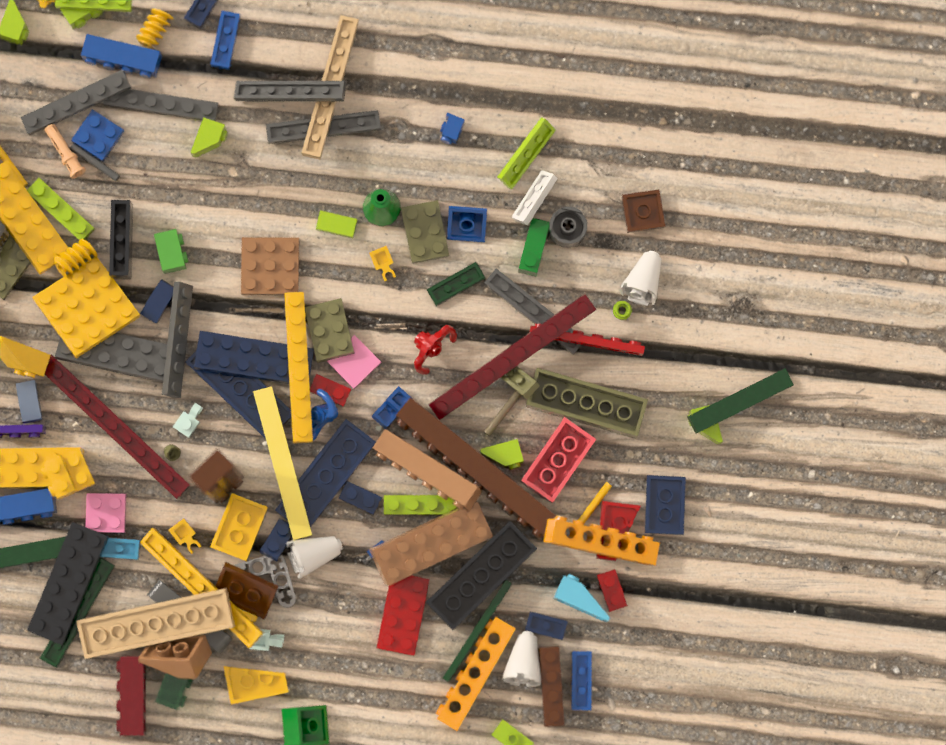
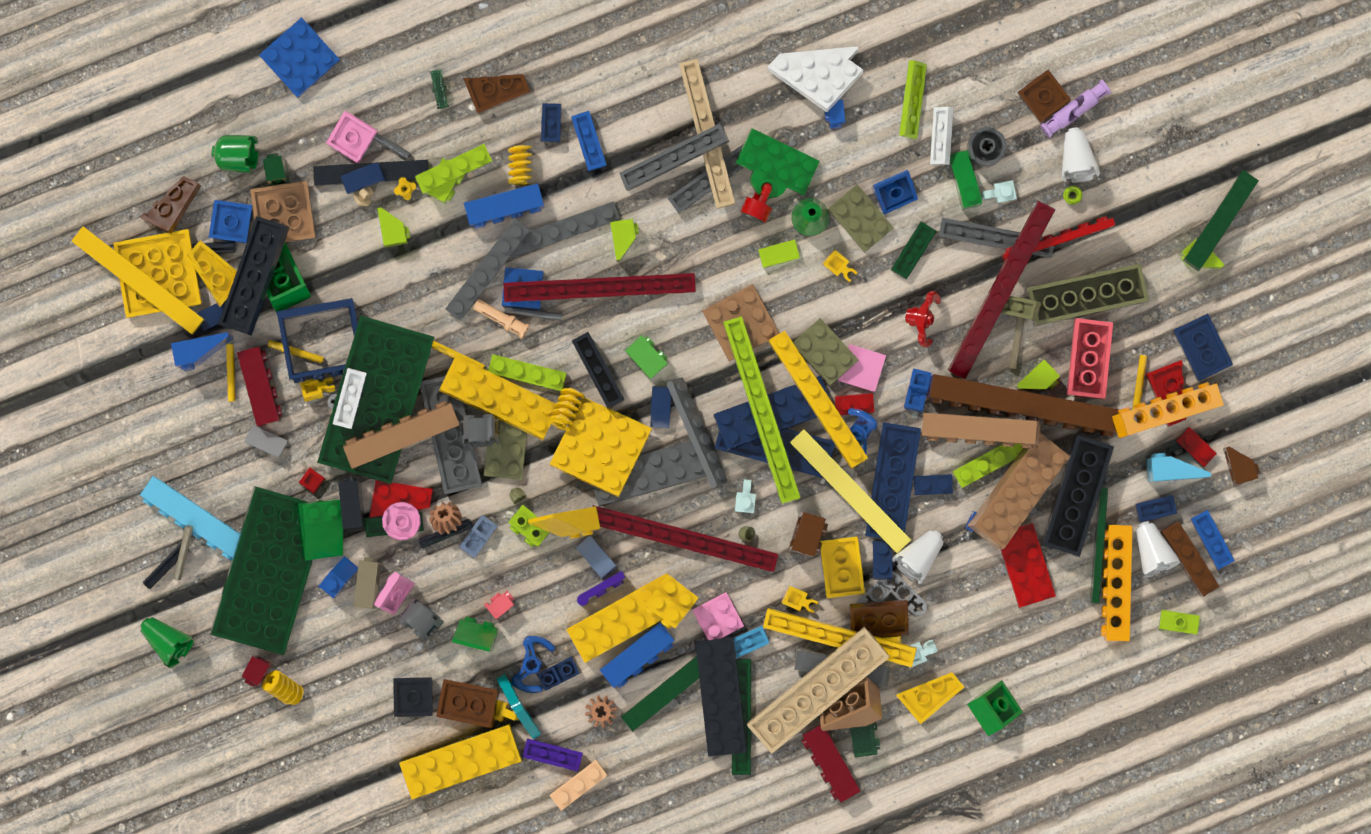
camera: 25 degrees left, 5 degrees up
(162, 168) = (599, 287): none -> dark red plate
(242, 349) = (761, 410): none -> lime plate
(370, 149) = (773, 171): none -> green plate
(455, 88) = (818, 74): none -> white wing
(562, 274) = (1002, 192): none -> light aqua plate
(642, 629) = (1240, 466): none -> reddish brown slope
(668, 236) = (1086, 99): none -> lavender piece

